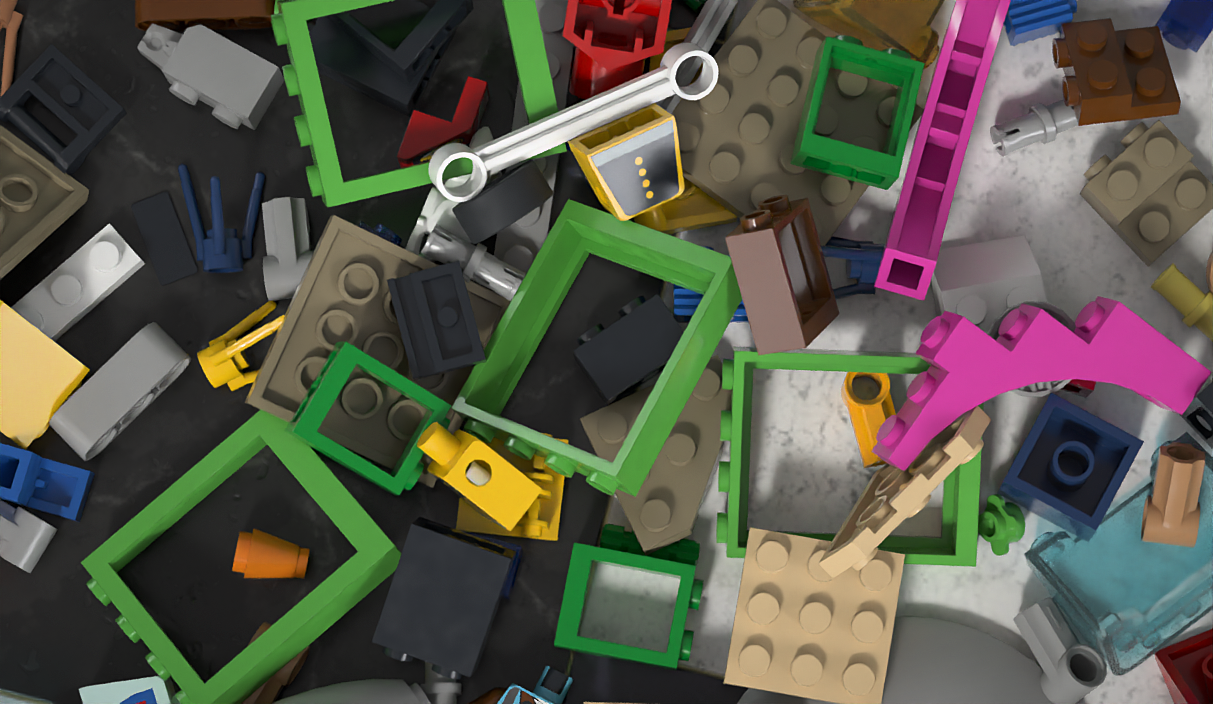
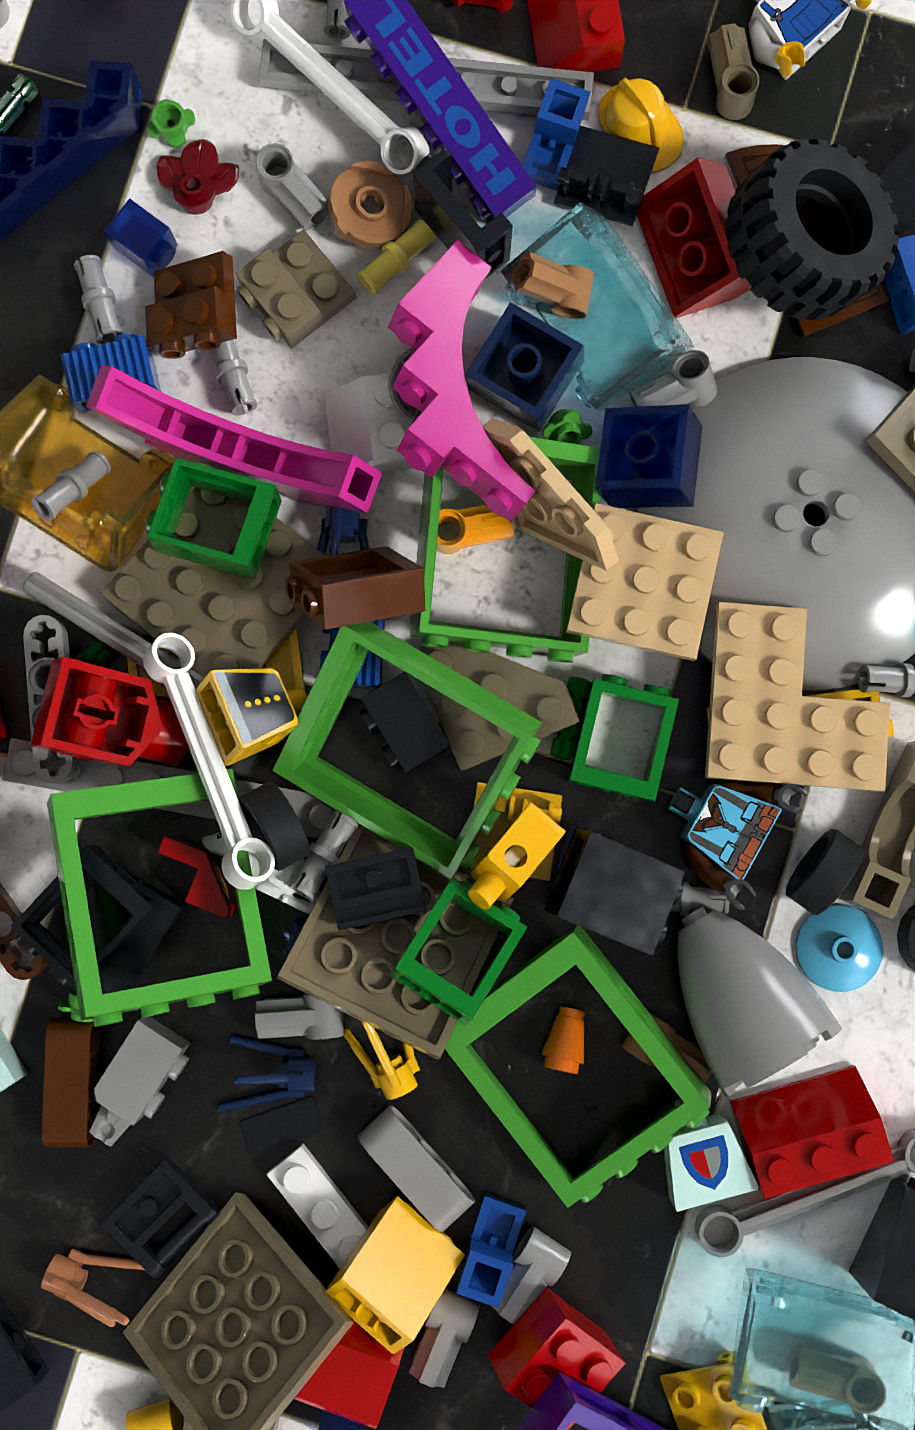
camera: 90 degrees left, 5 degrees up
(968, 619) = (649, 456): none -> clear blue brick

